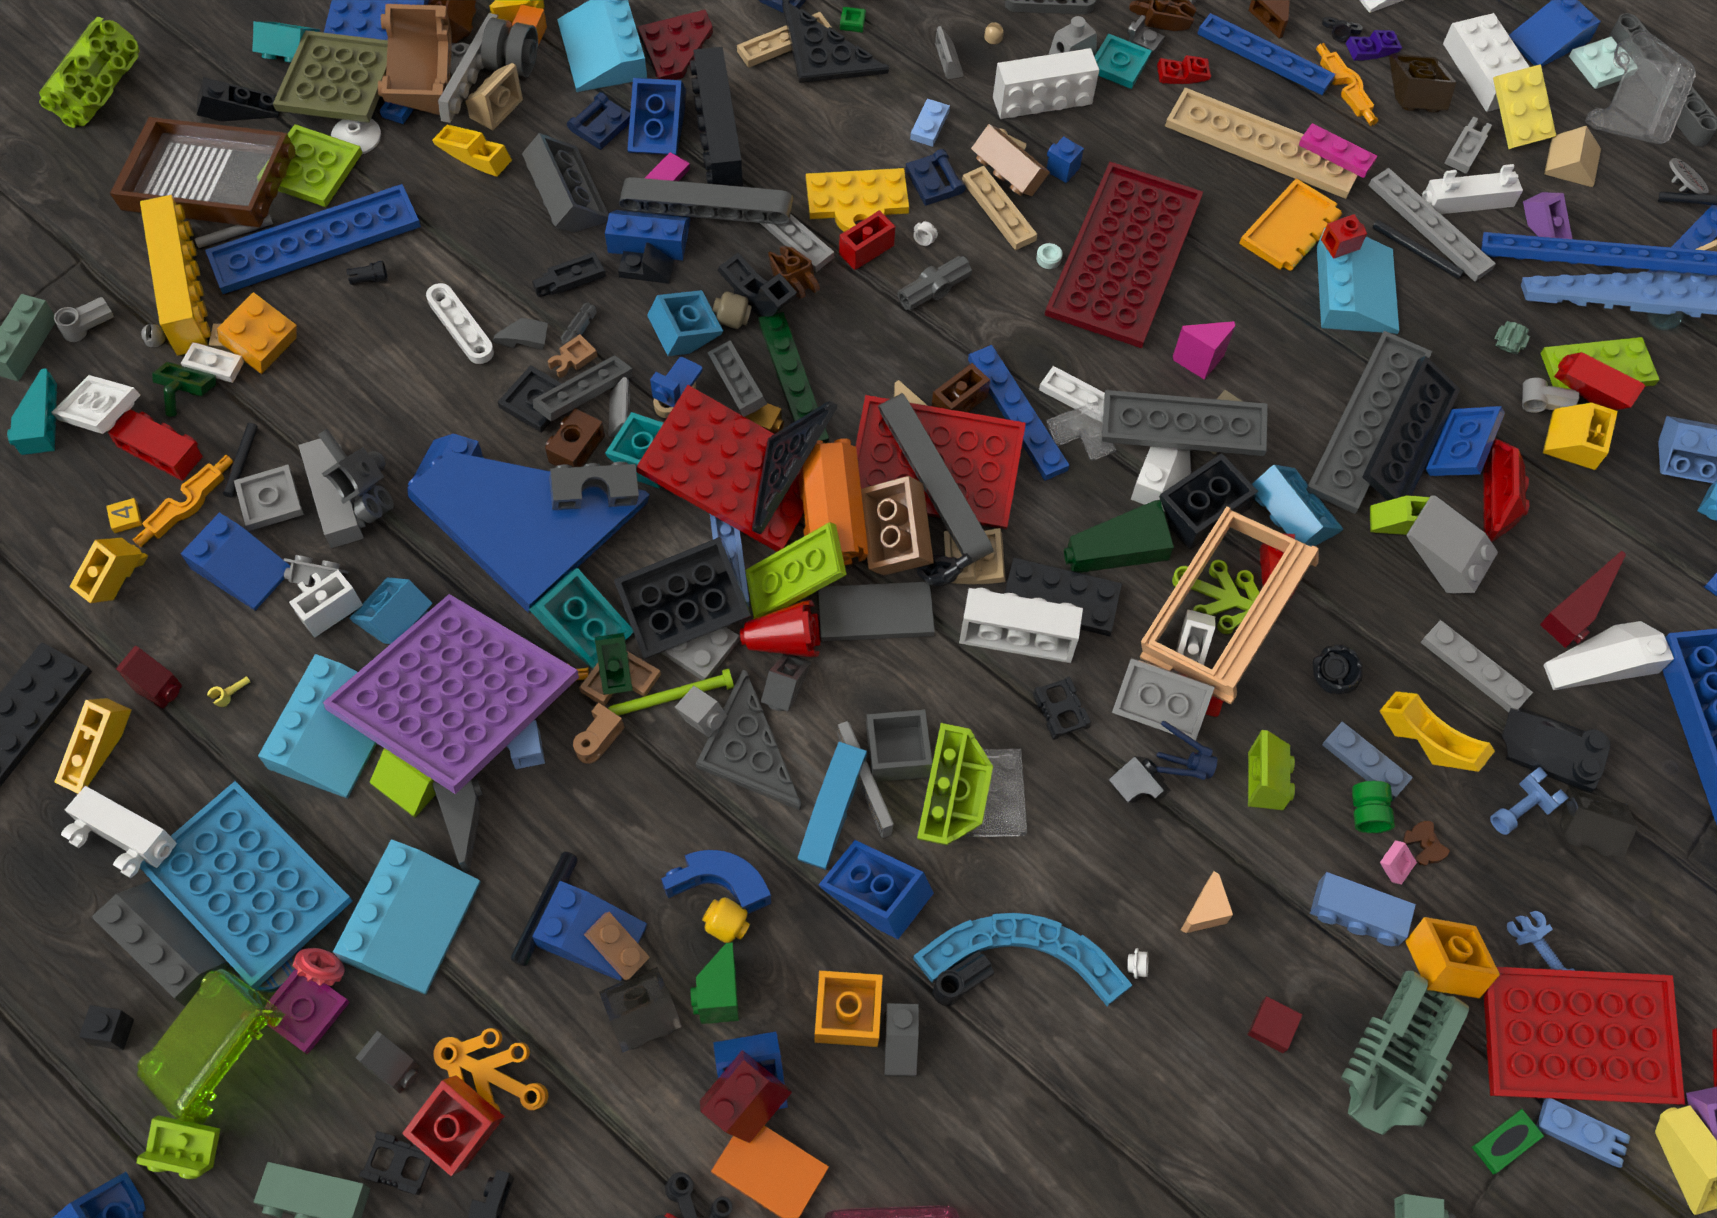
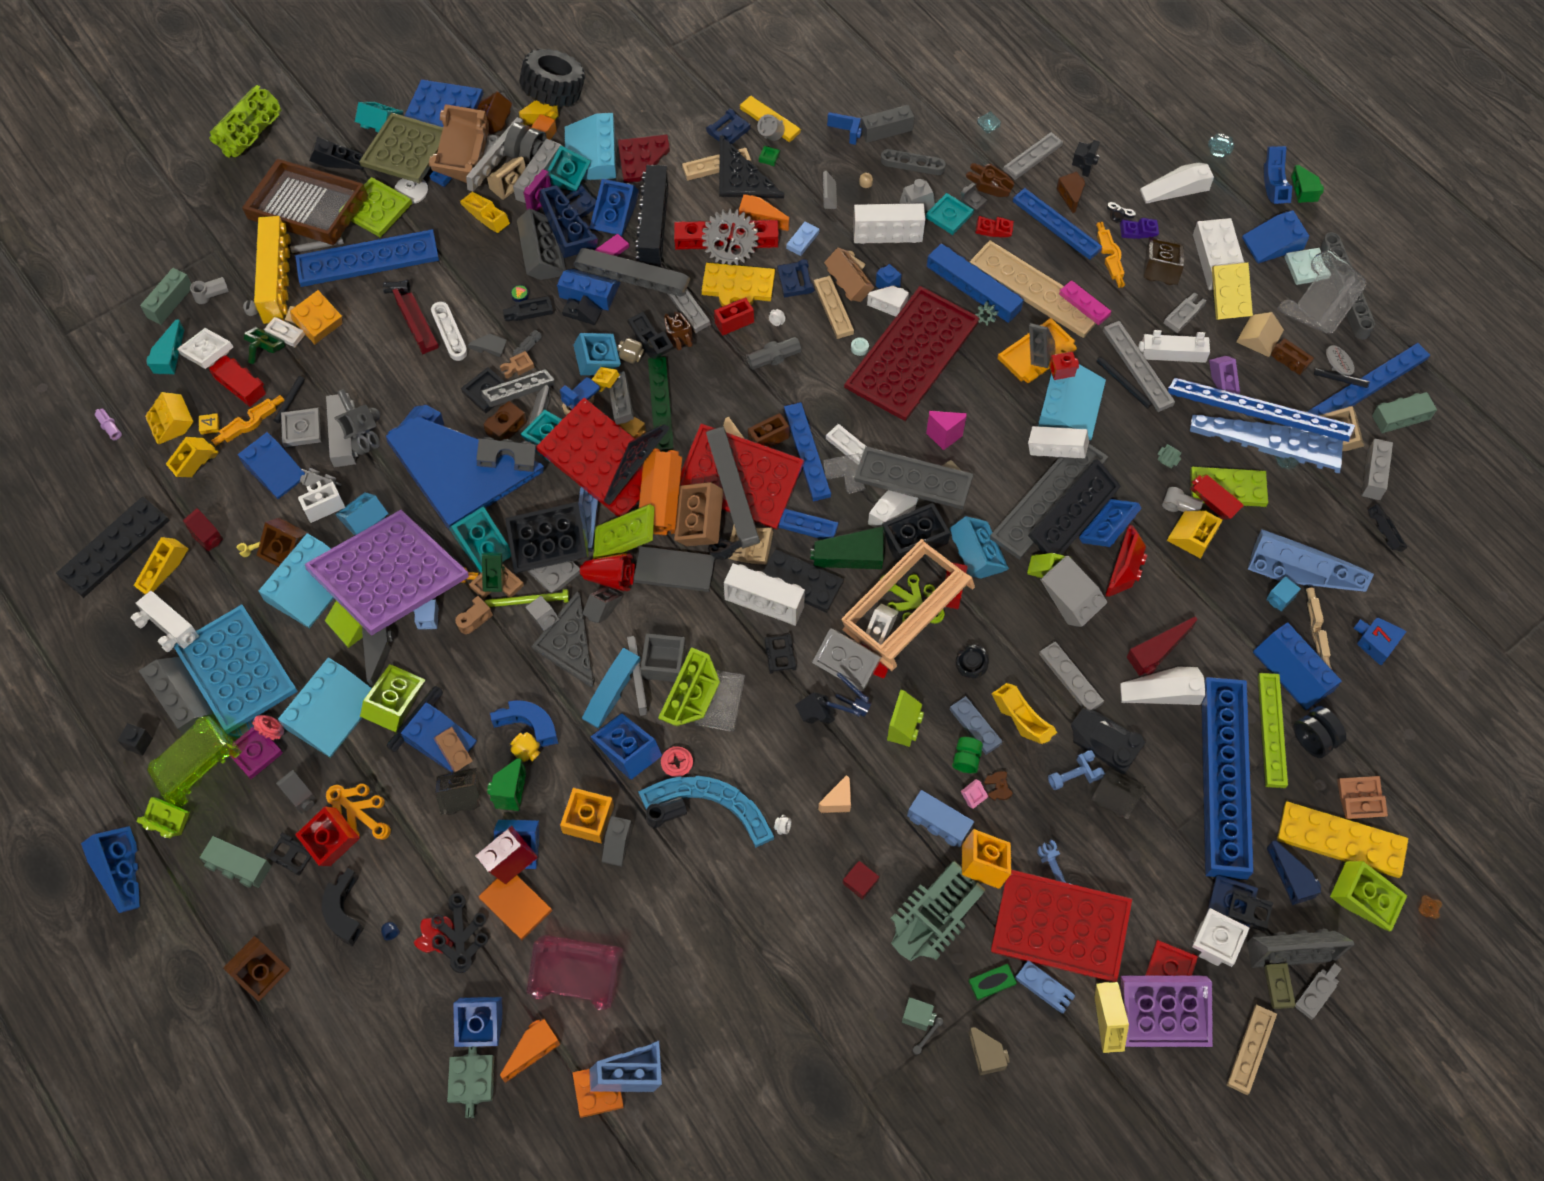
camera: 15 degrees right, 0 degrees up
(59, 516) = (168, 417): none -> yellow slope
(273, 673) = (278, 540): none -> reddish brown slope
(407, 318) = (416, 322): none -> dark red fence
(502, 883) = (391, 698): none -> lime slope
(536, 84) = (540, 161): none -> light grey brick
(545, 108) = (532, 192): none -> magenta plate
(549, 255) = (519, 293): none -> tile
(578, 74) = (567, 169): none -> teal slope
(594, 146) = (565, 223): none -> dark blue wedge
(707, 352) = (605, 377): none -> yellow bracket
(824, 131) = (689, 234): none -> red brick
(856, 134) = (714, 233): none -> light grey gear
(863, 95) = (761, 210): none -> orange slope
(960, 885) = (682, 755): none -> coral gear
(1050, 515) = (808, 525): none -> blue plate
(1072, 187) = (888, 299): none -> white slope
(1181, 146) = (974, 282): none -> blue brick
(1217, 187) = (983, 317): none -> sand green gear
(1303, 214) = (1041, 345): none -> dark grey slope
(1363, 342) = (1058, 442): none -> white brick
(1625, 181) = (1291, 356): none -> reddish brown bracket

